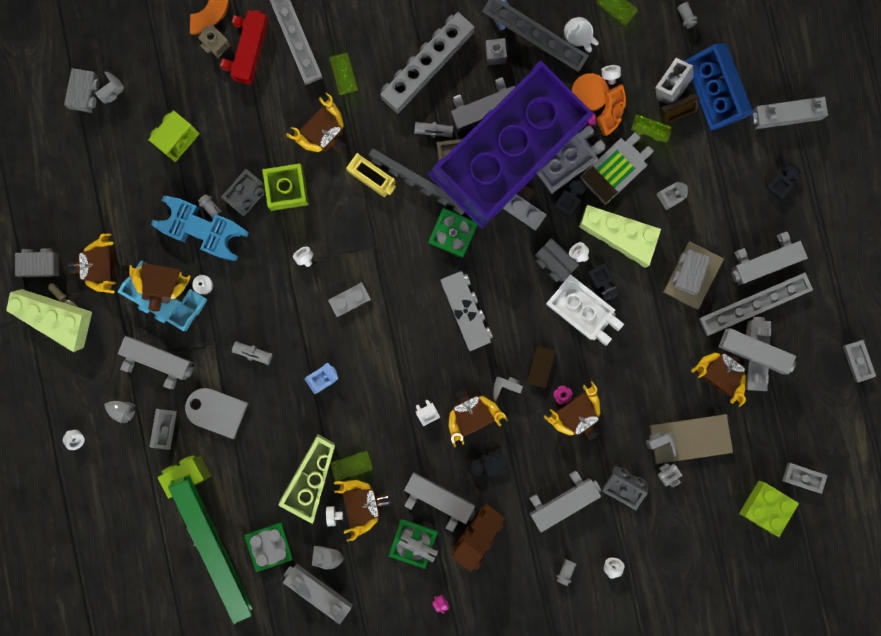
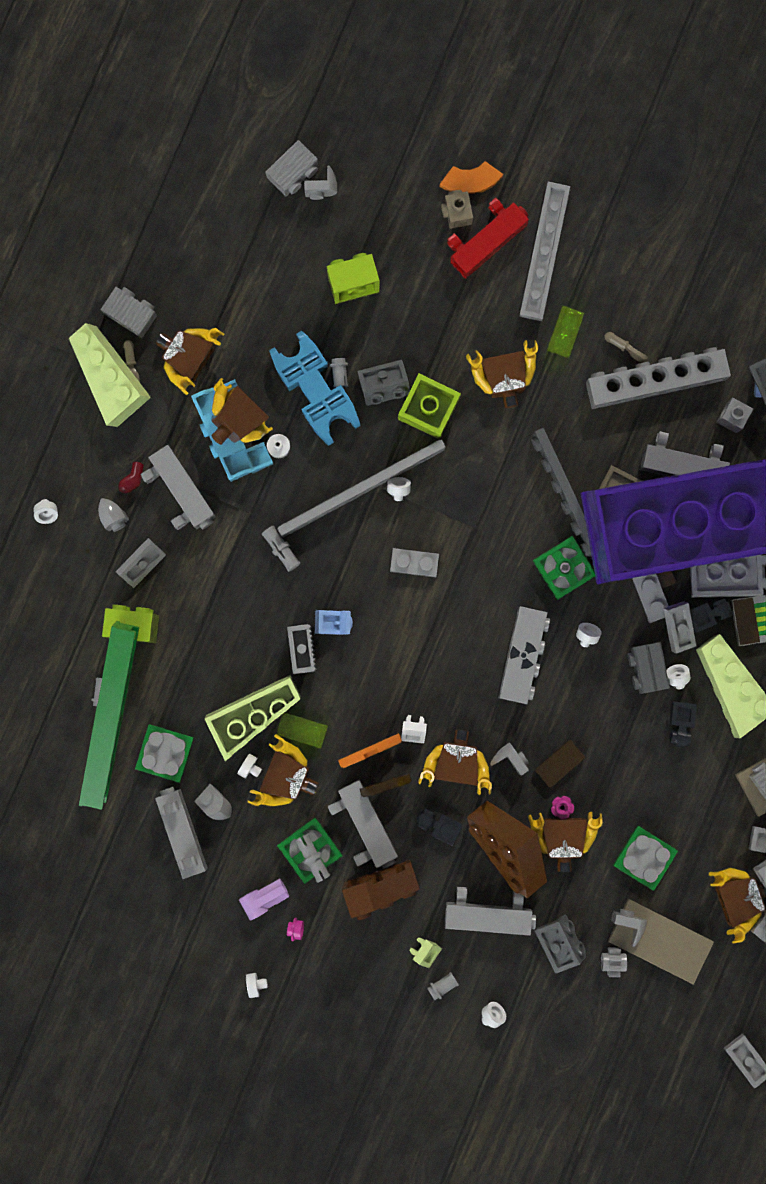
camera: 30 degrees right, 0 degrees up
(118, 377) = (132, 480): none -> dark red arm
(217, 412) = (206, 583): light grey tile -> none
(278, 274) = (361, 488): none -> light grey tile
(312, 411) = (301, 649): none -> light grey brick
(386, 188) = (531, 476): light yellow window -> none
(389, 55) = (622, 344): none -> dark tan piece
(403, 601) = (260, 900): none -> lavender piece
(407, 447) = (369, 751): none -> orange tile
(433, 129) = (617, 450): light grey pin -> none
(433, 464) = (385, 785): none -> dark brown tile
(499, 266) = (588, 634): none -> white tile
(540, 557) = (427, 952): none -> yellowish green tile
(546, 447) = (510, 848): none -> reddish brown brick
(557, 219) = (679, 627): none -> light grey plate
(584, 310) = (643, 737): white tile -> none
(642, 390) = (645, 858): none -> light grey piece
(769, 508) = (690, 1065): lime brick -> none

